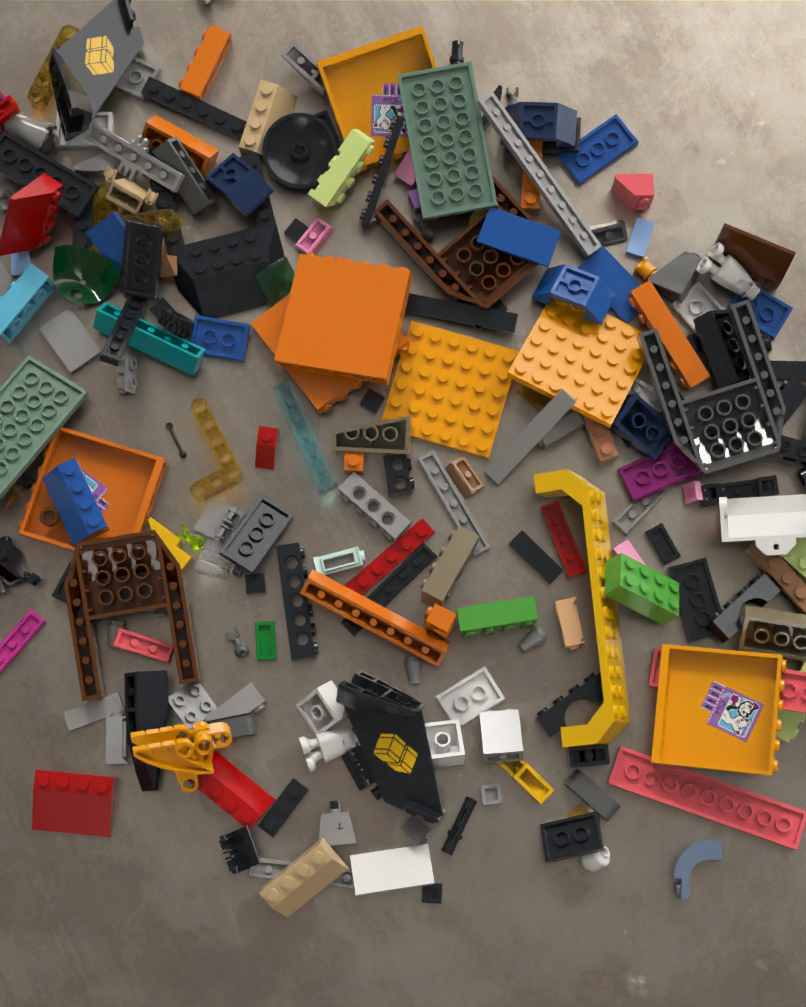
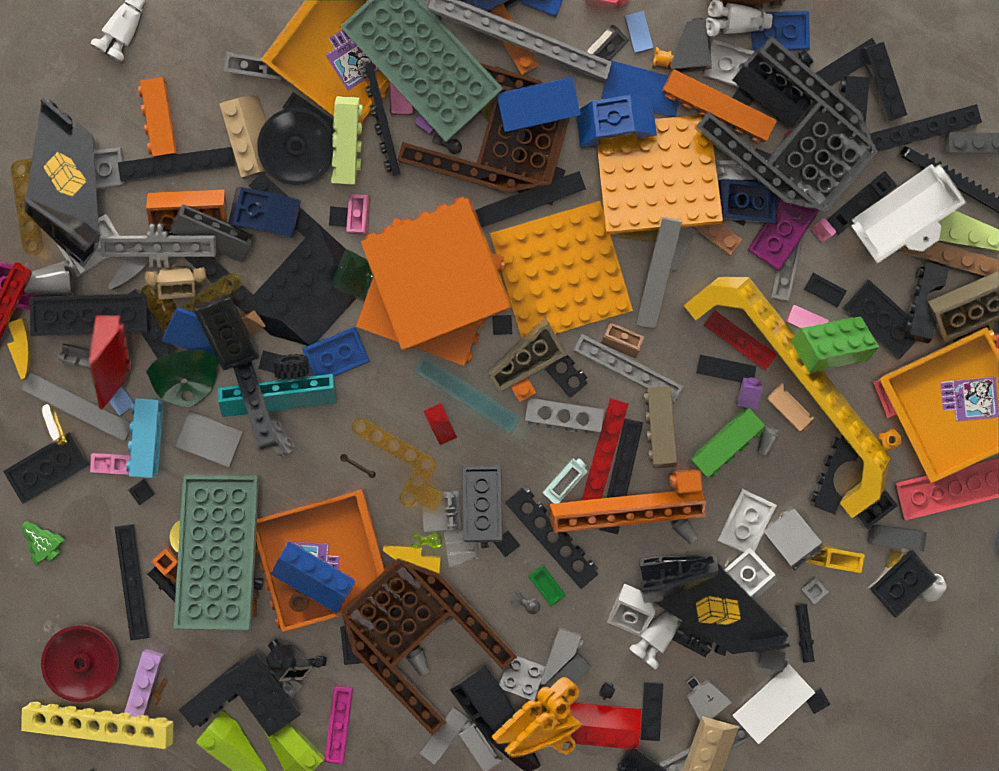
camera: 30 degrees left, 10 degrees up
(143, 645) = (449, 656): coral tile -> none
(218, 503) = (430, 497): none -> clear yellow tile
(256, 764) = (606, 691): none -> black plate
(543, 587) = (750, 393): none -> medium lavender brick
(633, 705) = (884, 437): none -> light orange brick

